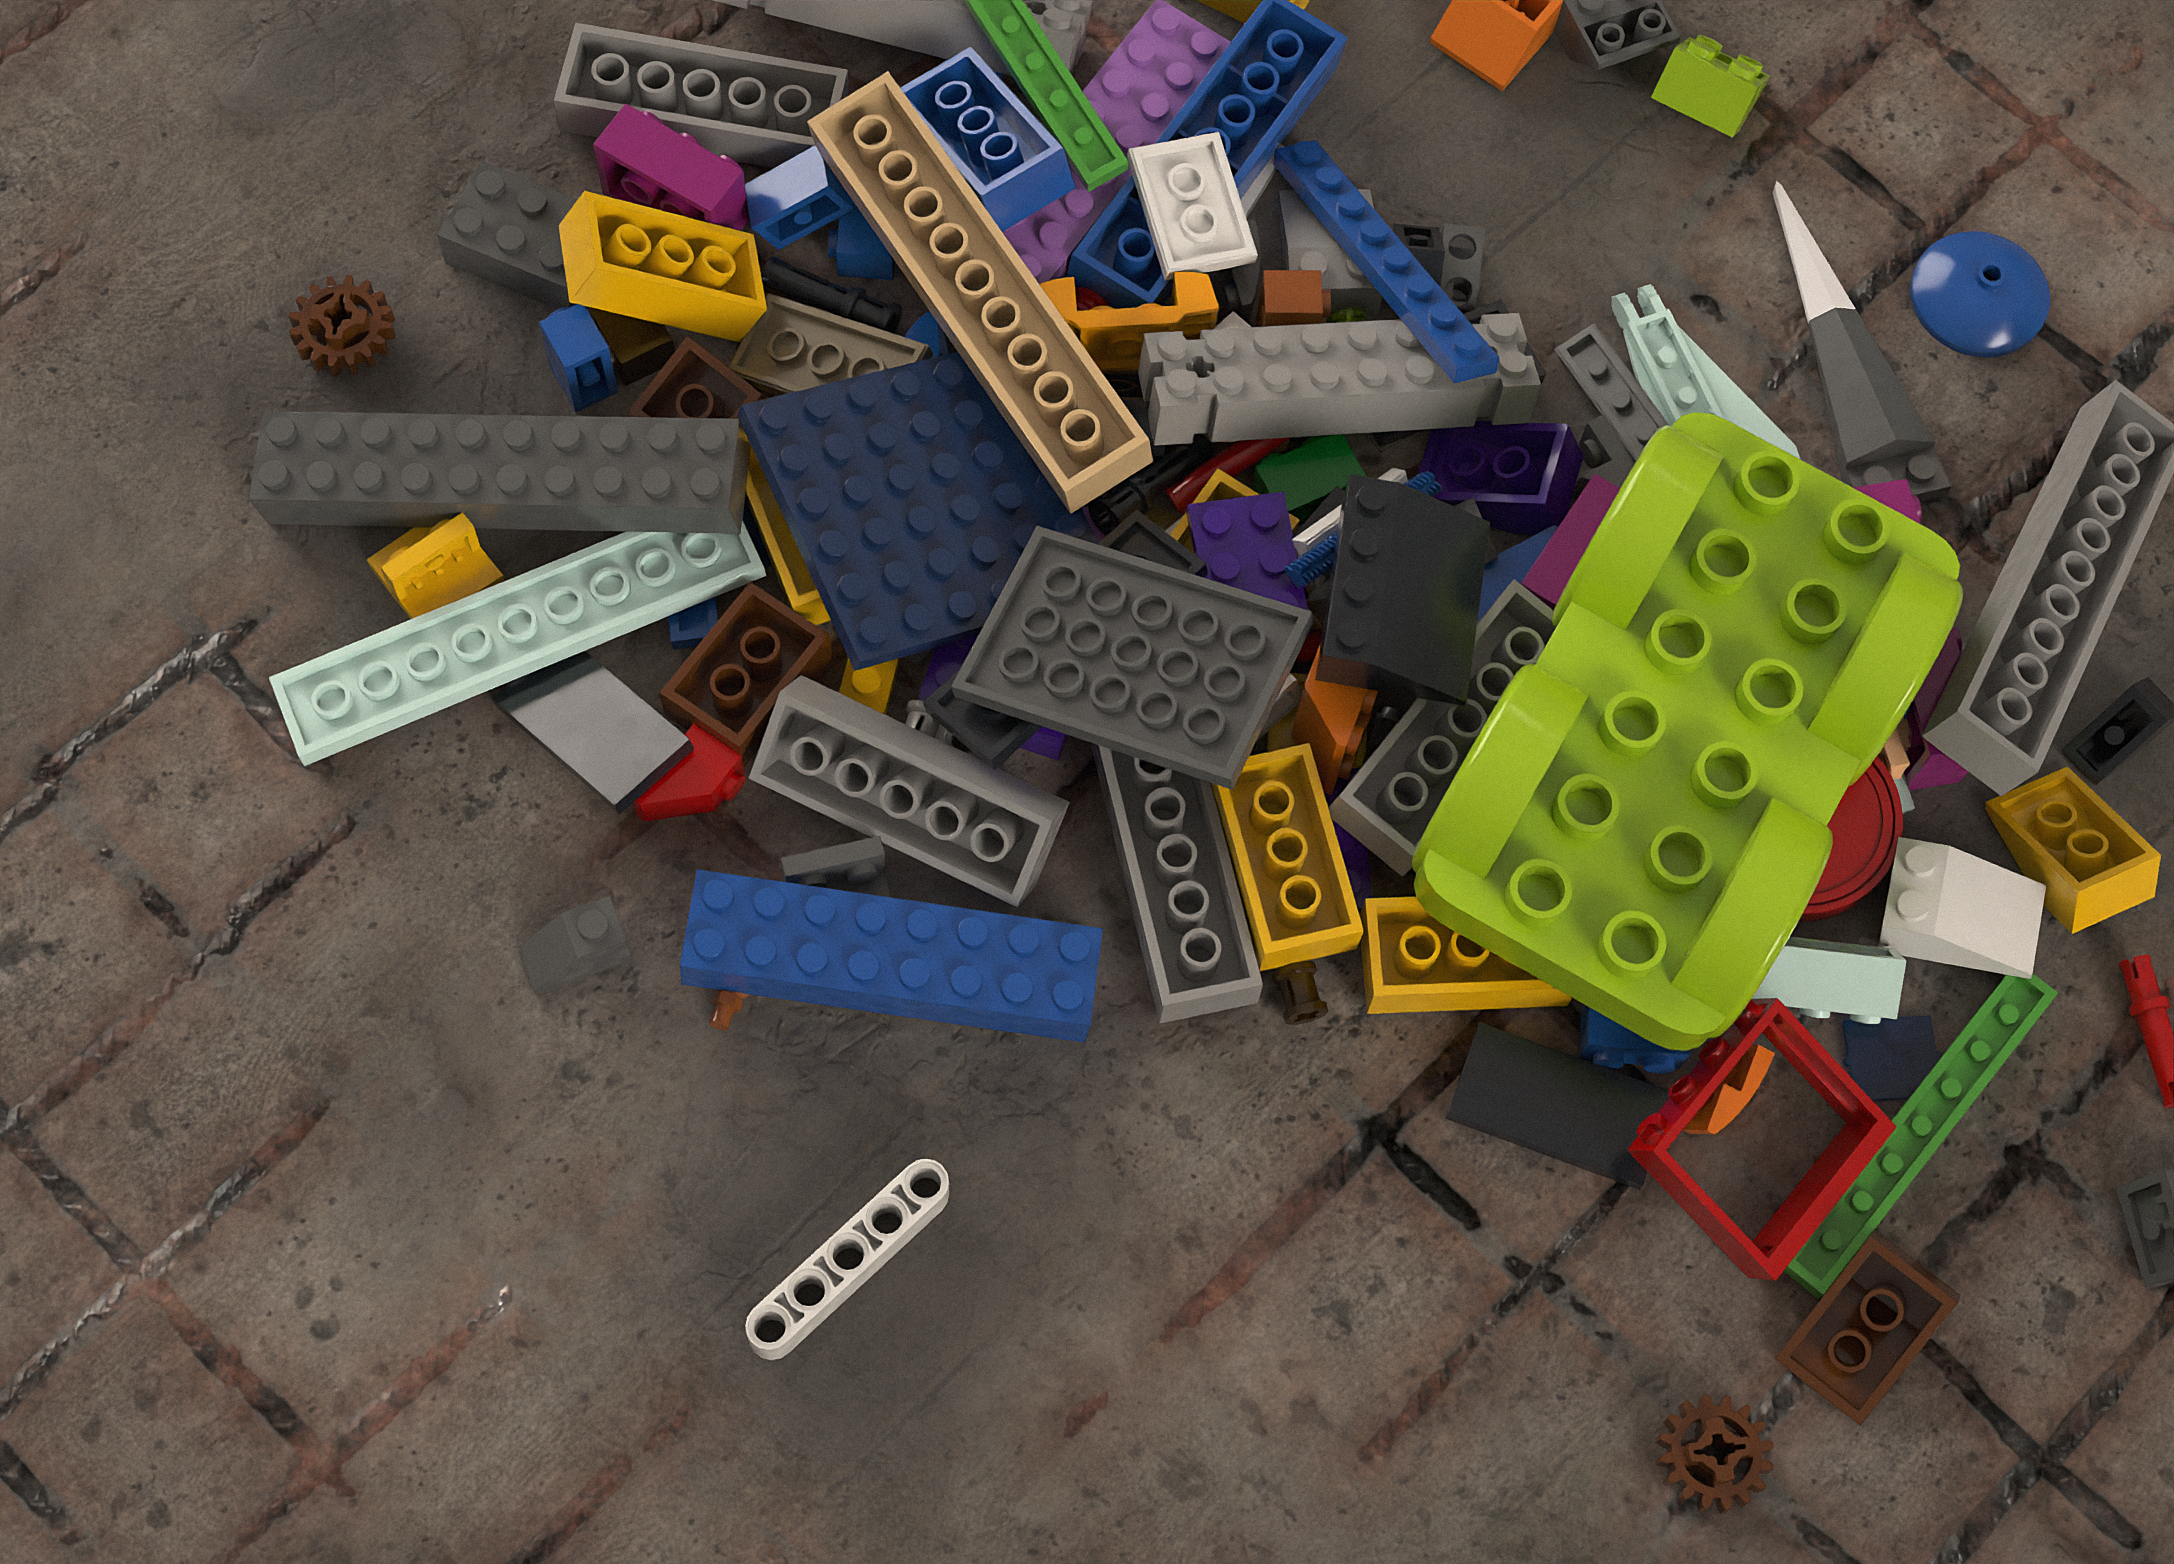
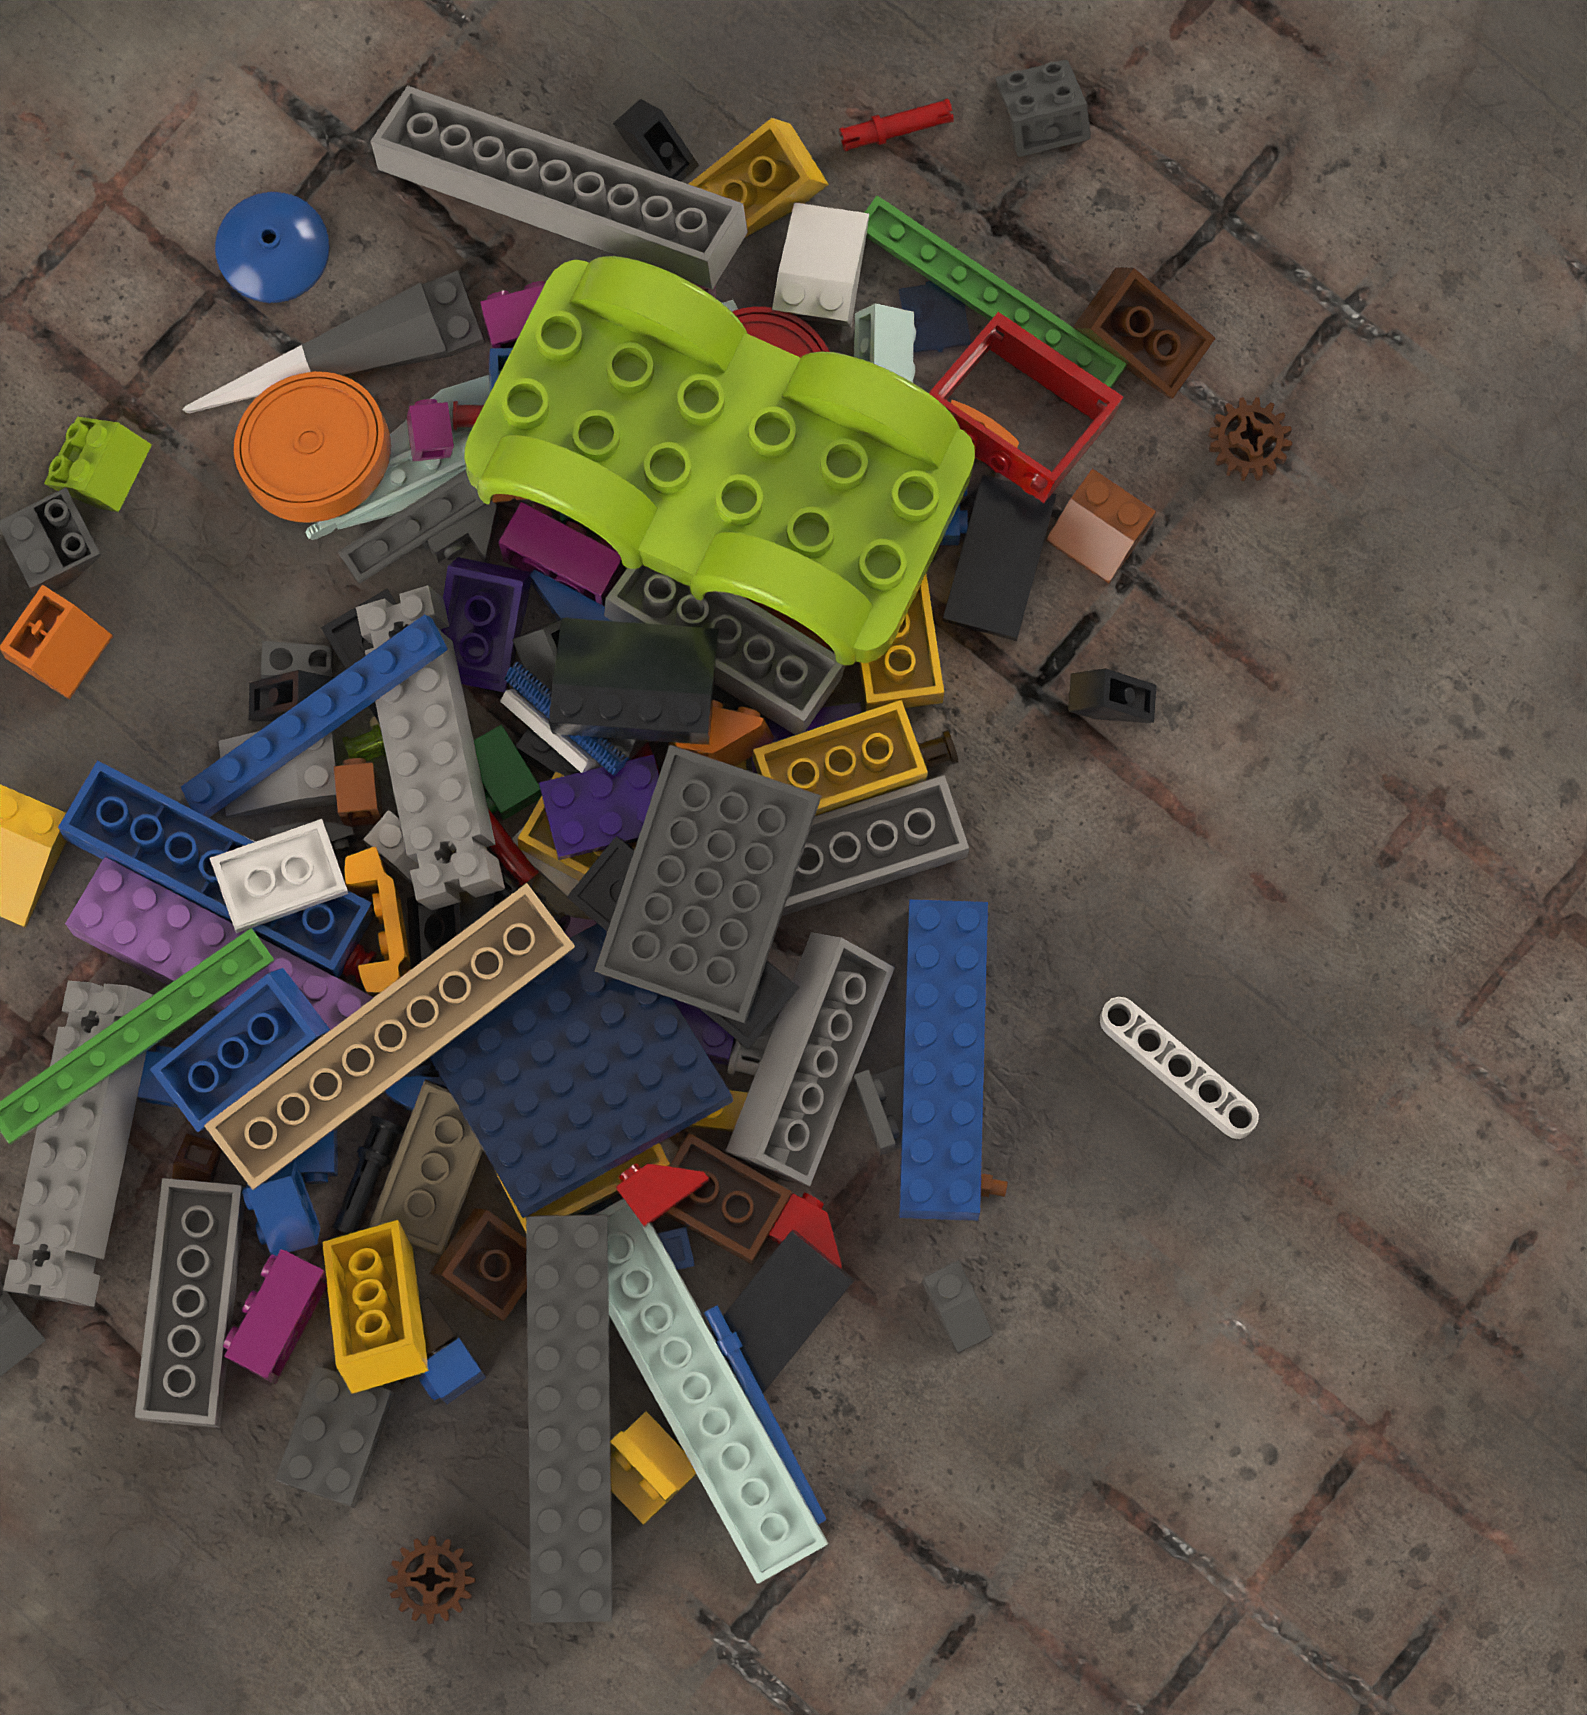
camera: 90 degrees left, 10 degrees up
(563, 666) = (730, 1347): none -> blue bar
(758, 580) = (657, 1189): none -> red slope
(1359, 1228) = (1112, 696): none -> black slope
(1596, 1237) = (1101, 526): none -> dark orange slope
(1725, 302) = (312, 446): none -> orange brick
(1749, 411) = (429, 430): none -> magenta brick

